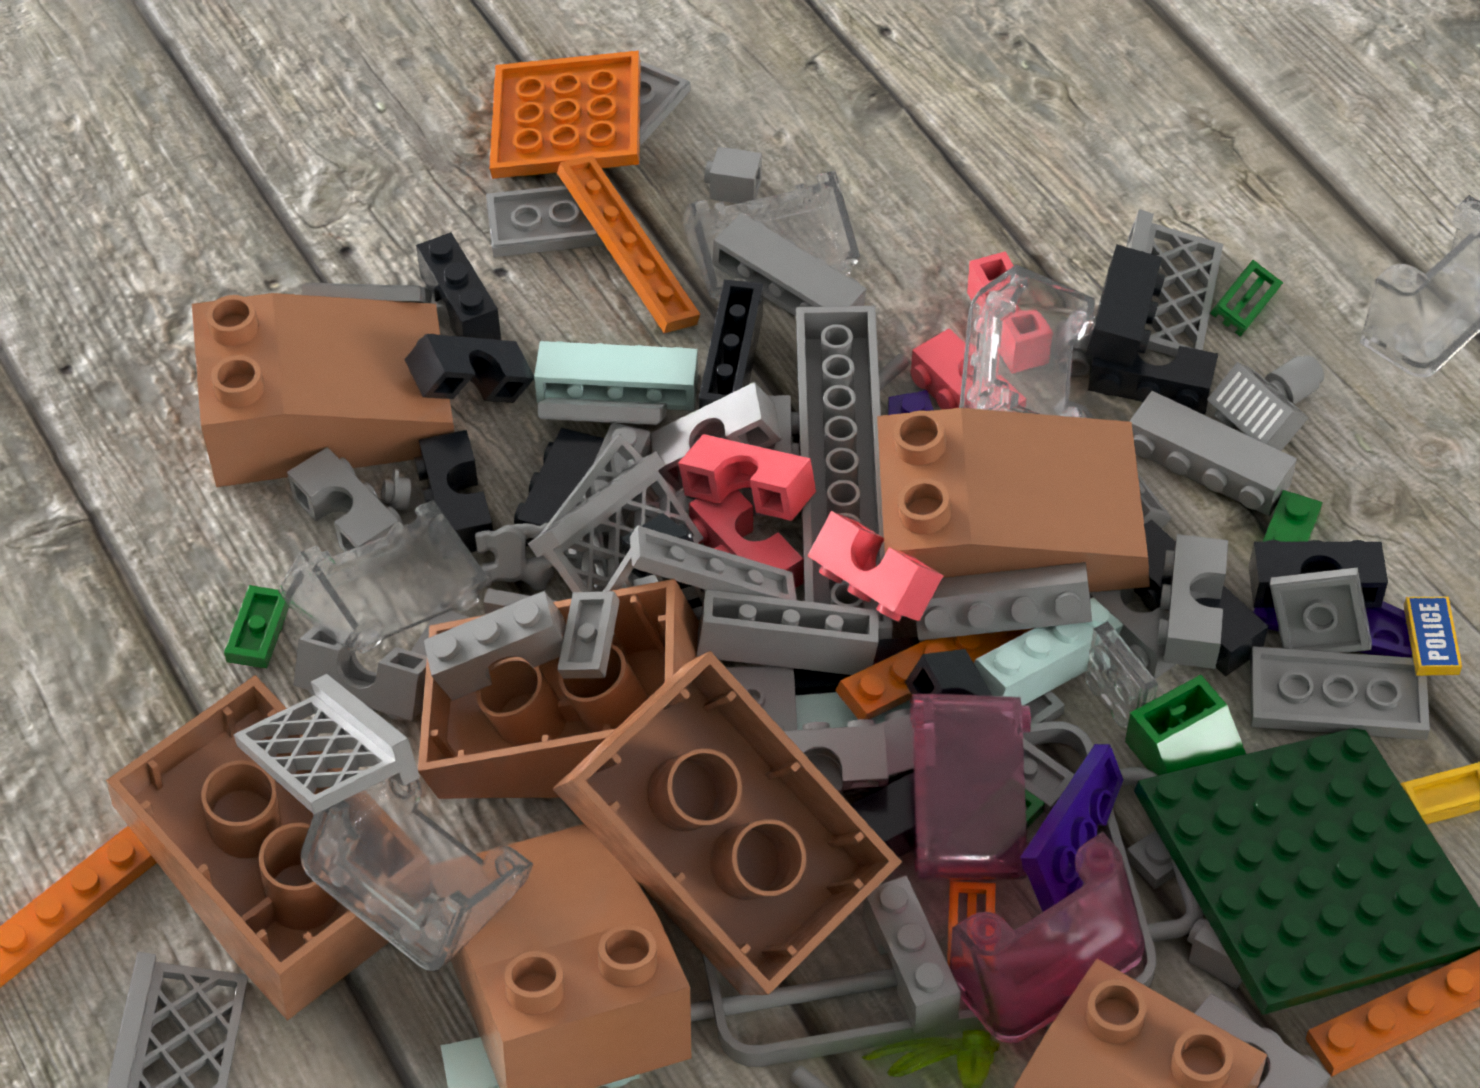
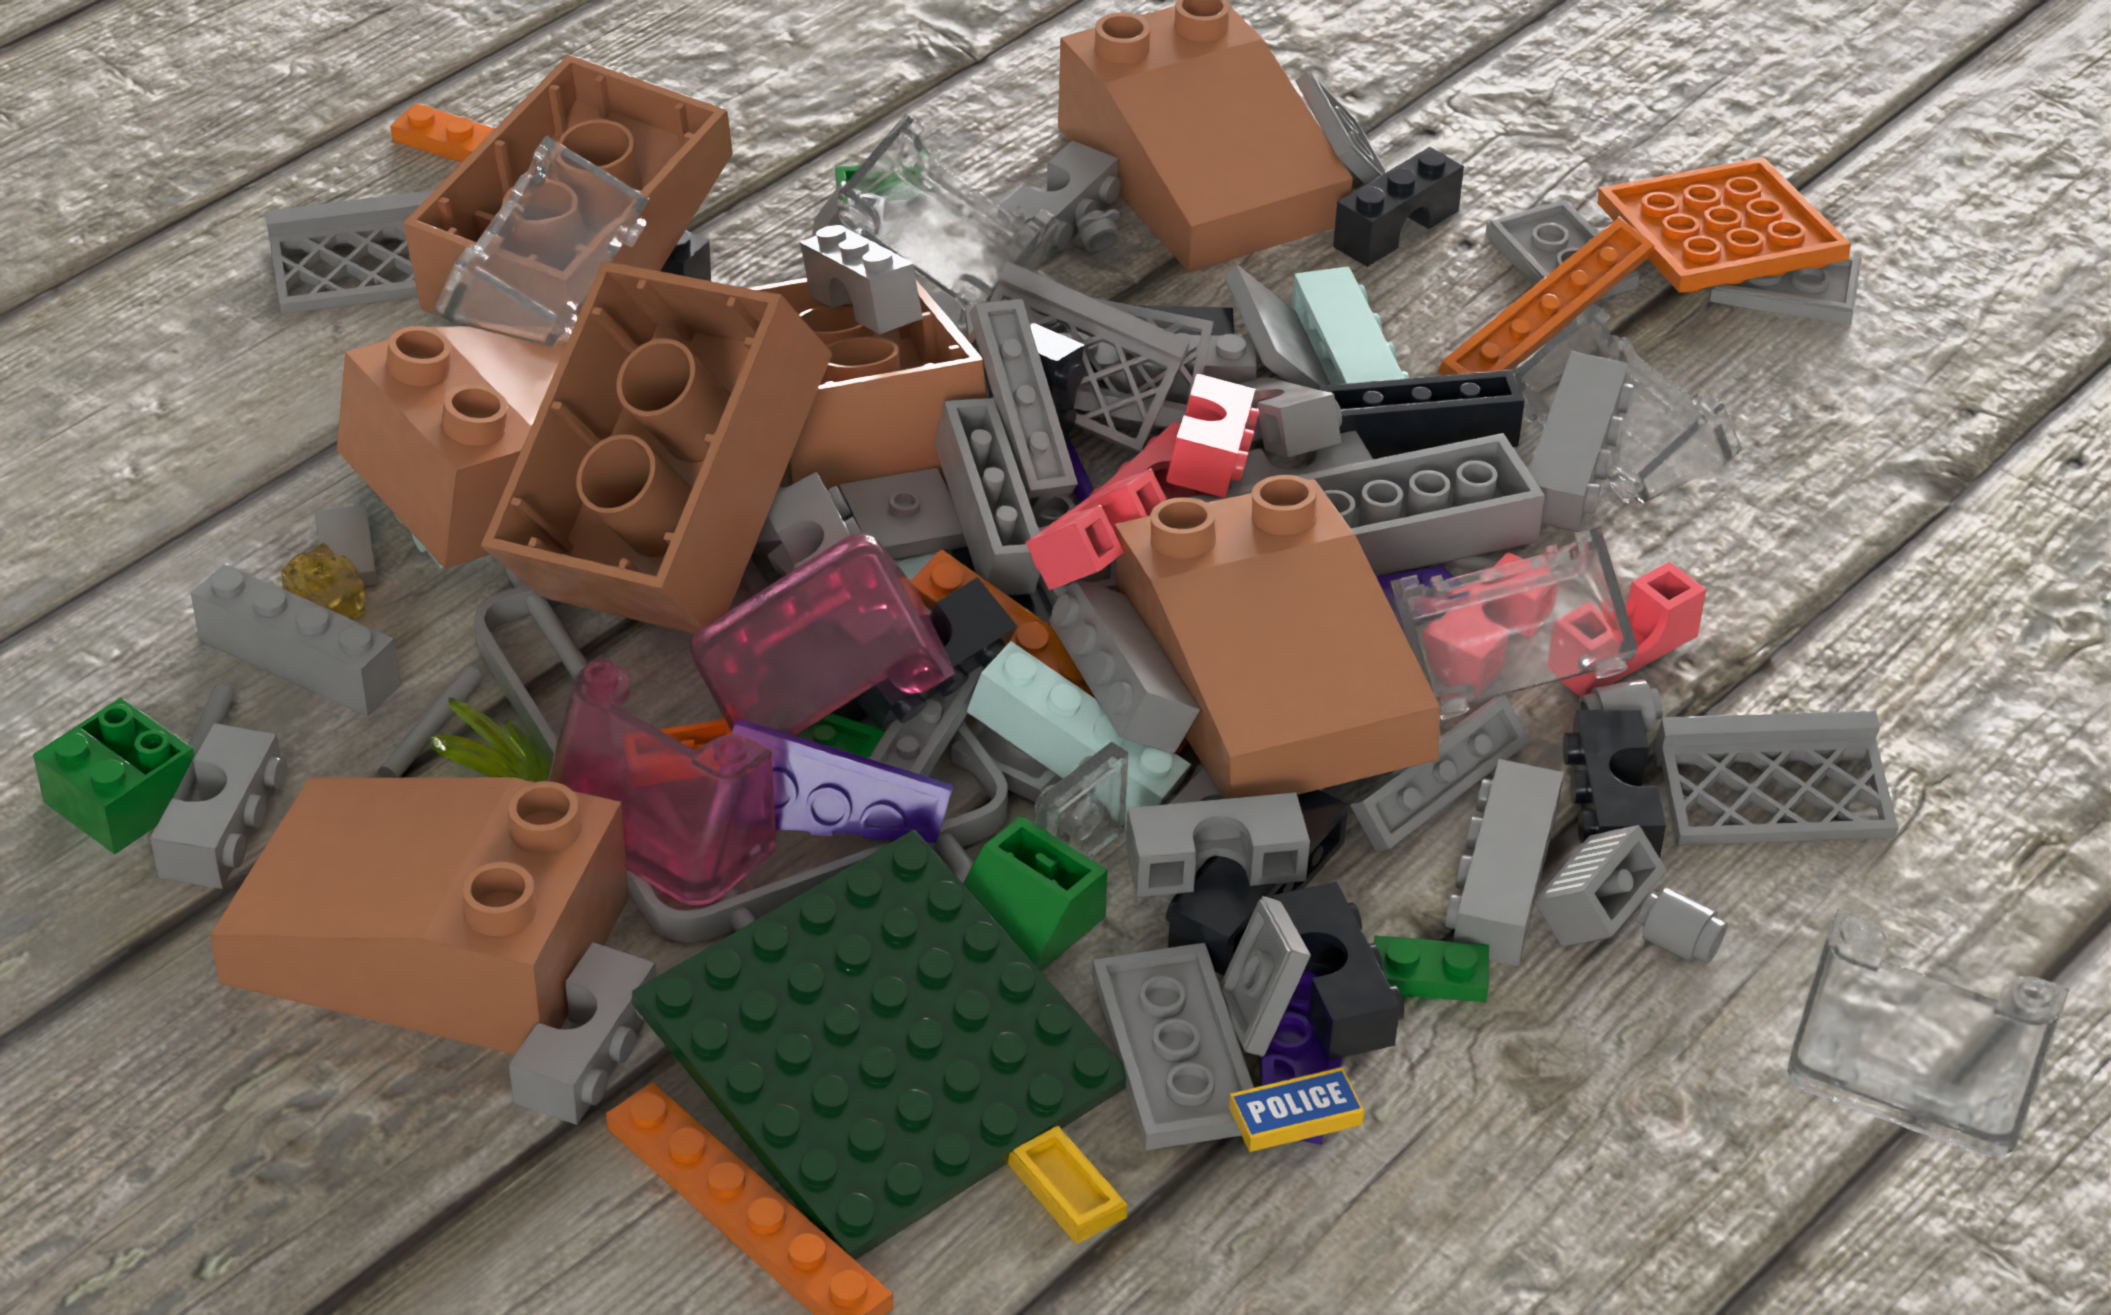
camera: 70 degrees right, 10 degrees down
(353, 727) = (632, 150): light grey fence -> none
(447, 363) = (1254, 183): black arch -> none
(448, 468) = (1142, 254): black arch -> none
(588, 635) = (901, 321): light grey plate -> none
(734, 175) = (1717, 368): light grey brick -> none
(921, 970) = (660, 675): light grey arch -> none
(1126, 306) = (1673, 704): black brick -> none
(1232, 316) = (1812, 873): green tile -> none

